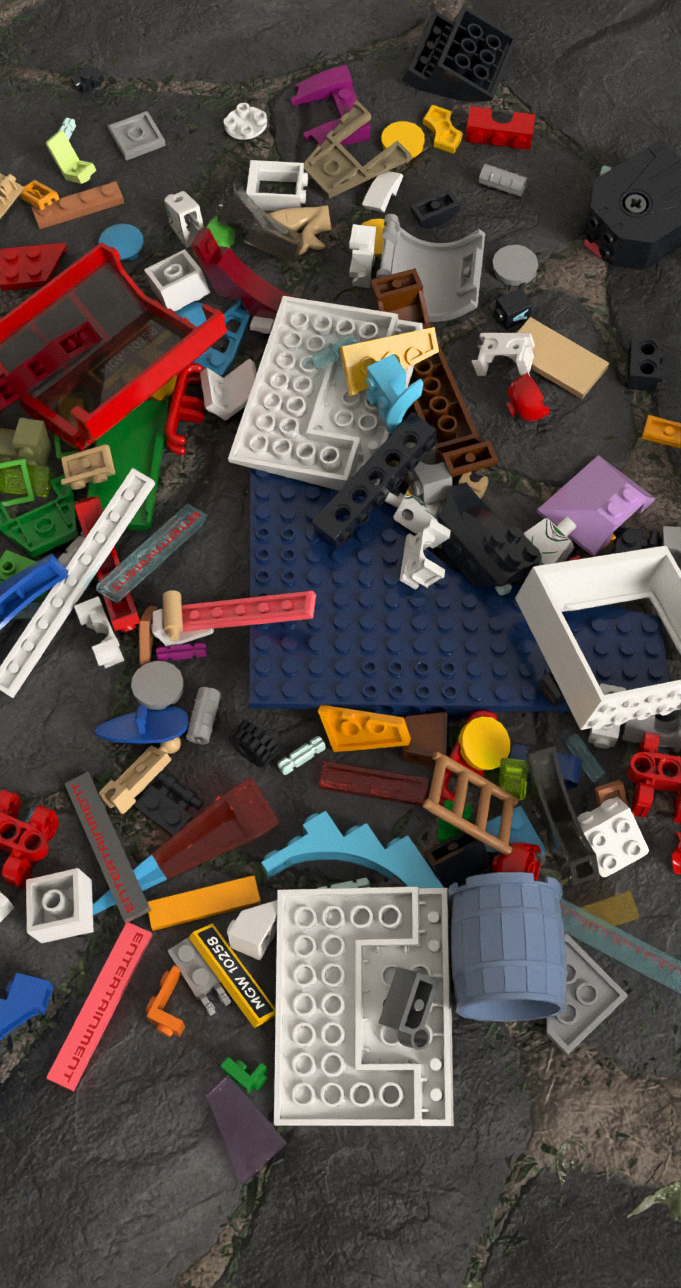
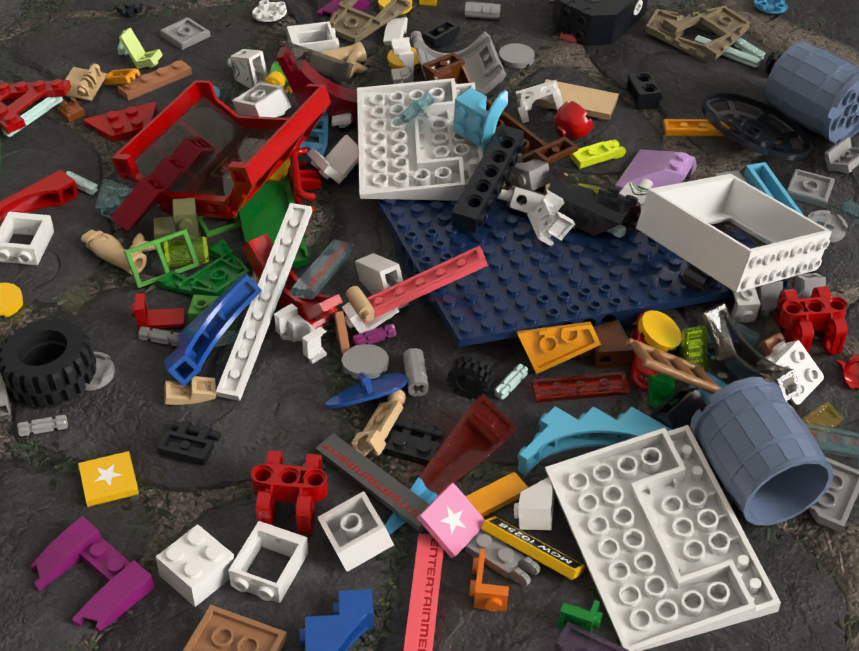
camera: 20 degrees left, 20 degrees down
(87, 466) = (241, 226): tan bracket -> none
(160, 921) = (451, 520): none -> bright pink tile
(213, 572) = (378, 273): none -> white slope
(406, 347) = (442, 103): yellow wing -> none
(409, 1007) = (704, 512): dark grey hinge -> none
(513, 308) = (530, 76): black brick -> none
(541, 450) = (597, 153): none -> neon yellow hinge

